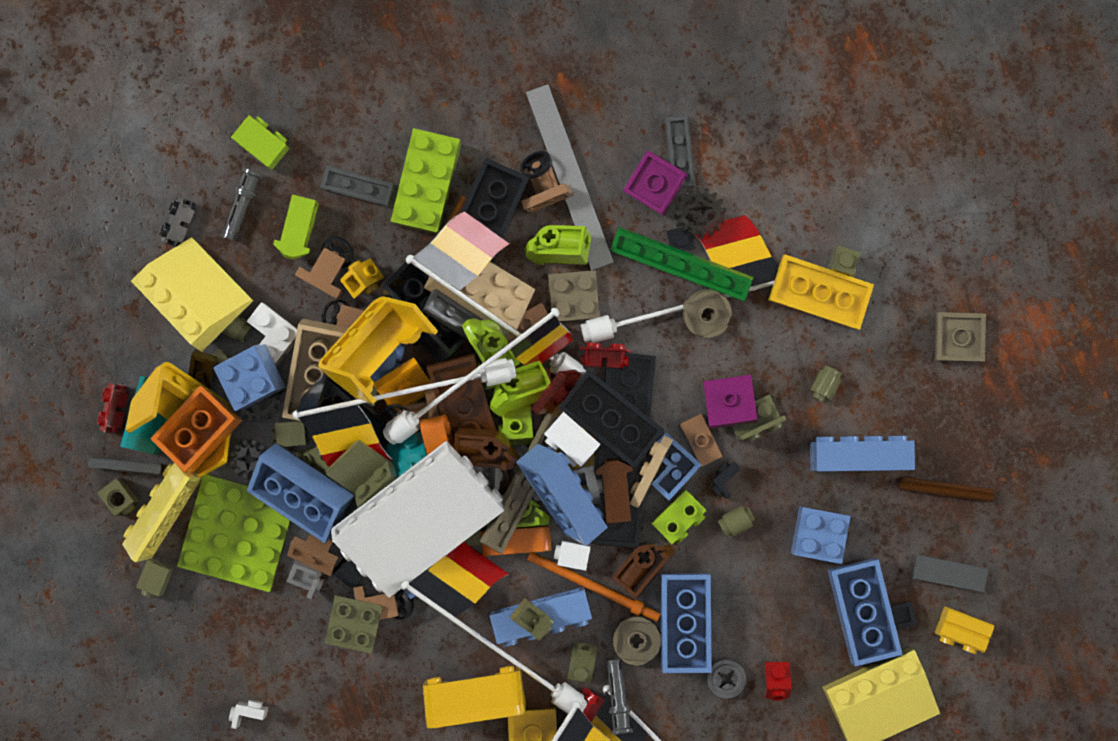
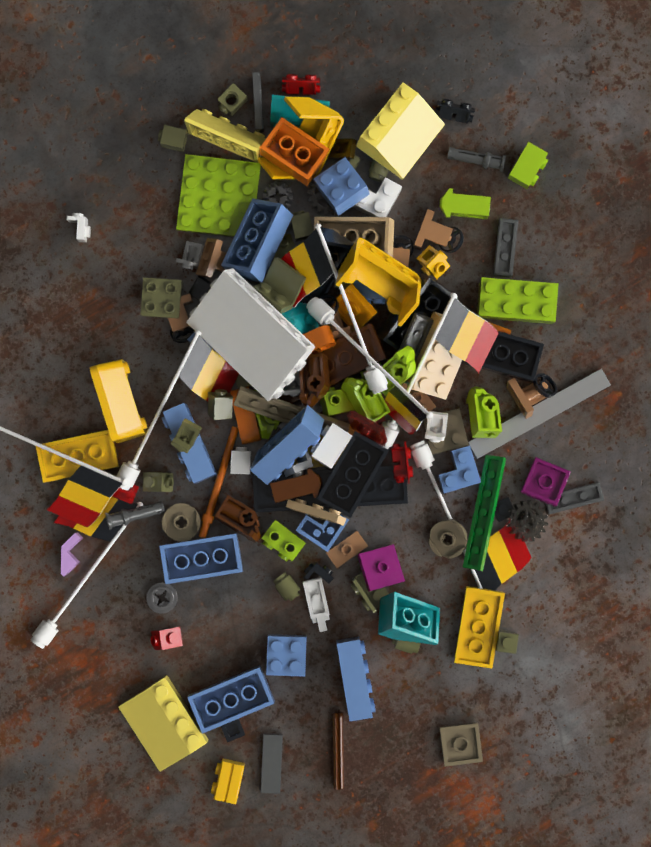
camera: 80 degrees right, 0 degrees up
(498, 570) = (220, 404): none -> brick
(569, 305) = (436, 427): none -> white bracket
(631, 281) = (464, 473): none -> medium blue brick
(760, 487) = (317, 602): none -> white hinge
(799, 377) = (408, 619): none -> teal slope

